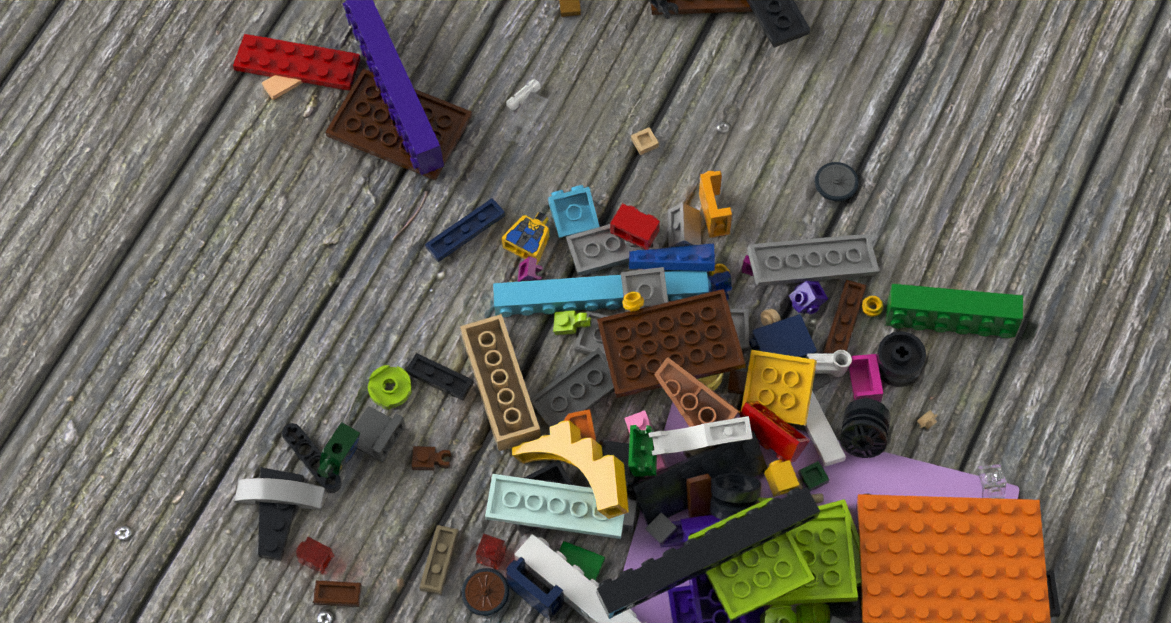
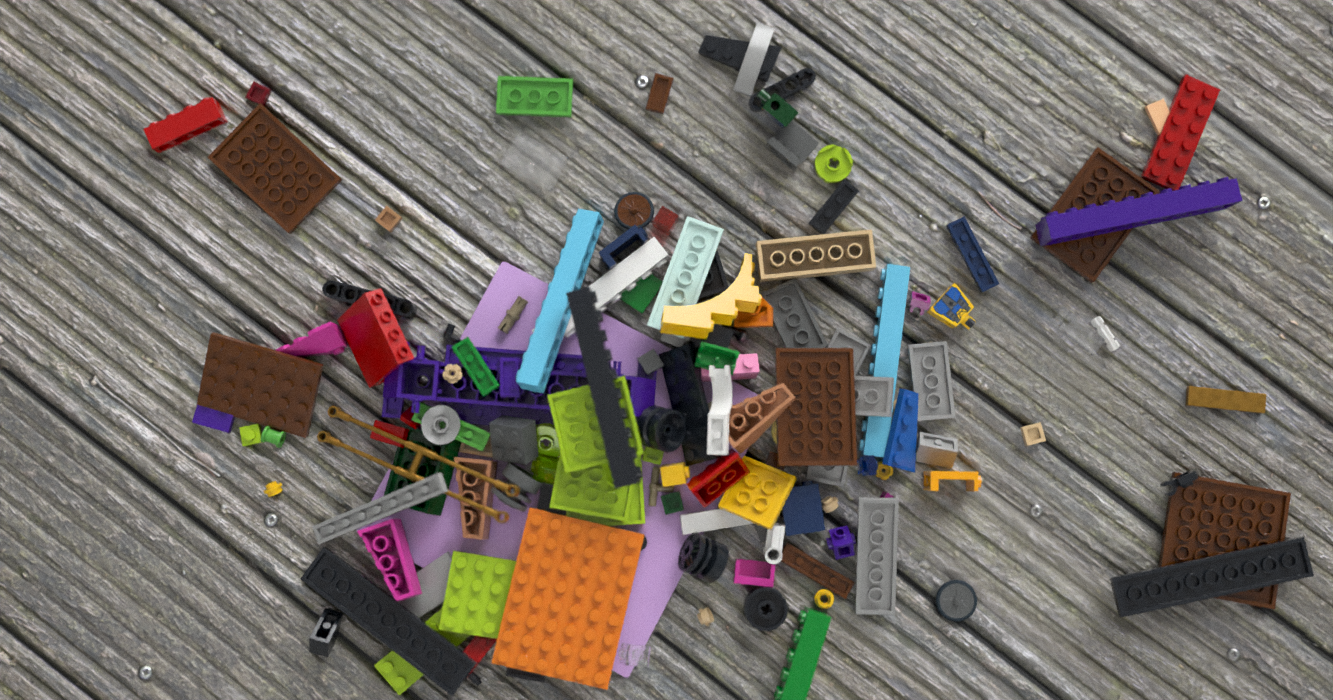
camera: 105 degrees right, 20 degrees up
(314, 555) = (694, 79): clear red brick -> none
(426, 458) = (761, 184): reddish brown plate -> none
(439, 560) = (670, 179): dark tan tile -> none
(568, 321) = (863, 327): lime plate -> none
(573, 211) = (971, 353): medium azure plate -> none
(633, 301) = (861, 382): yellow plate -> none
(635, 226) = (941, 403): red brick -> none
(699, 496) = (671, 399): reddish brown tile -> none

